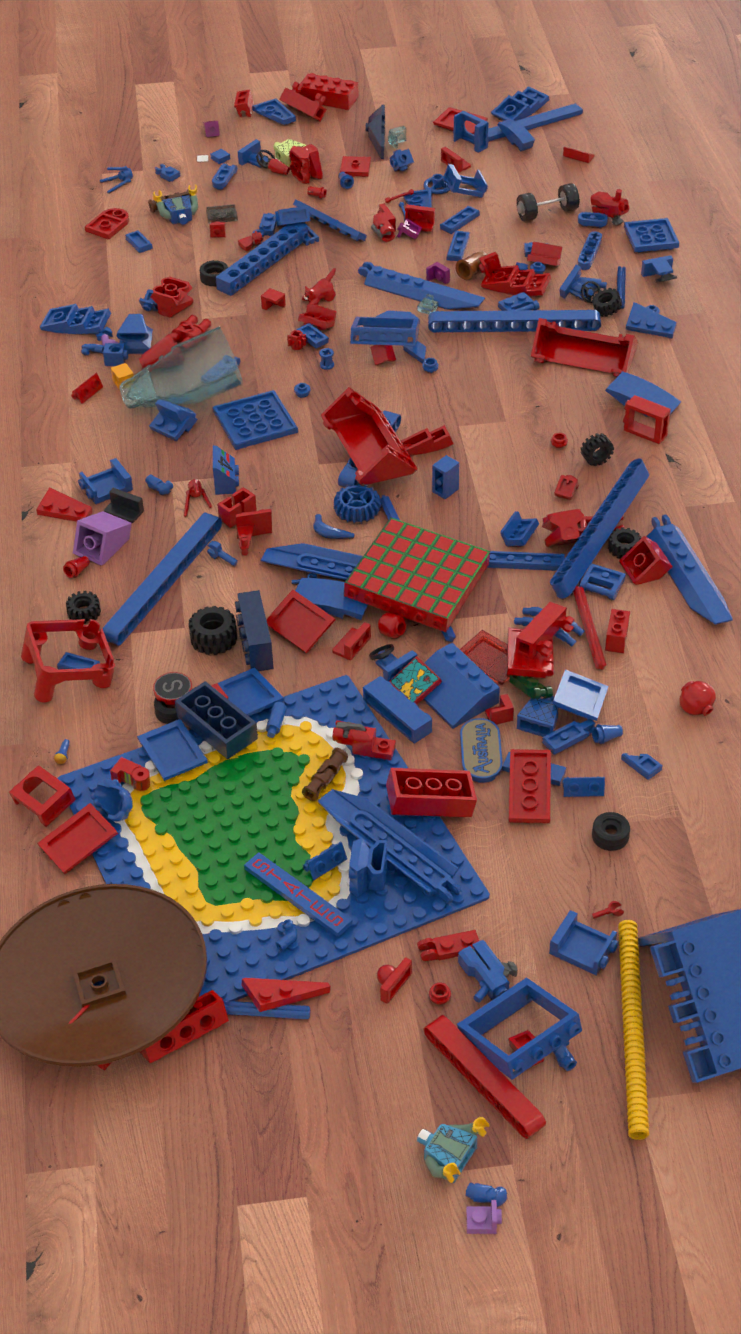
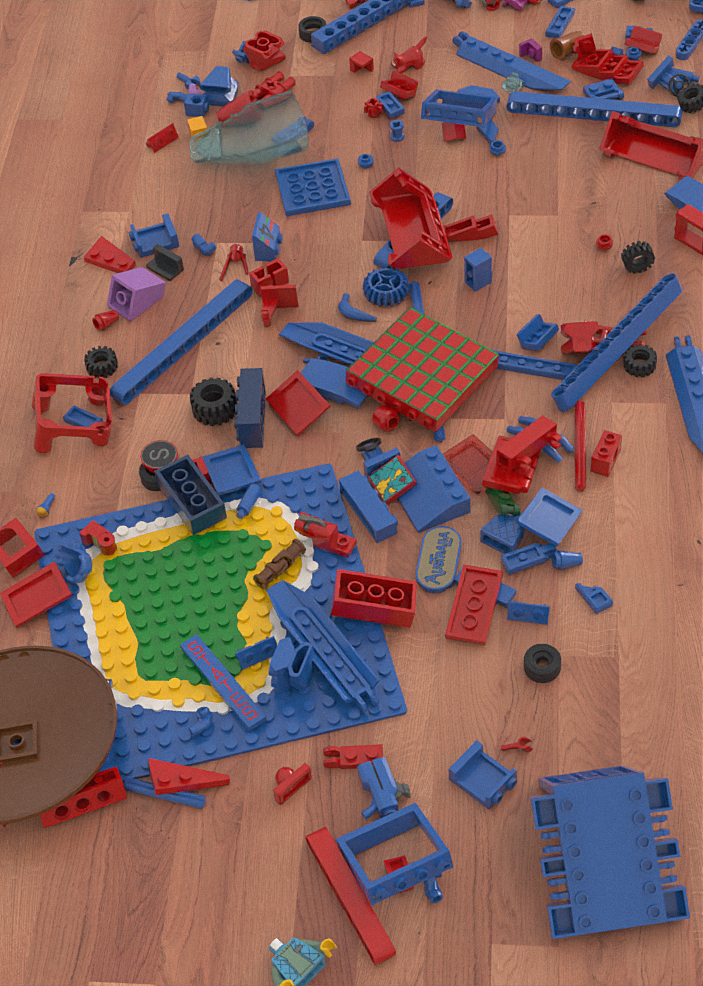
camera: 15 degrees right, 5 degrees up
(73, 320) = (169, 66): blue slope -> none
(172, 419) = (233, 178): blue piece -> none
(172, 749) = (144, 518): blue piece -> none
(216, 551) = (238, 320): blue bar -> none
(353, 642) = (345, 430): red panel -> none
(439, 988) = (331, 798): red plate -> none
(501, 713) = (468, 524): red panel -> none
(566, 487) = (597, 293): red bracket -> none
(604, 577) = (608, 393): blue plate -> none
(633, 1031) = (507, 874): yellow piece -> none
(645, 562) = (655, 383): red slope -> none
(697, 698) = (667, 535): red plant -> none

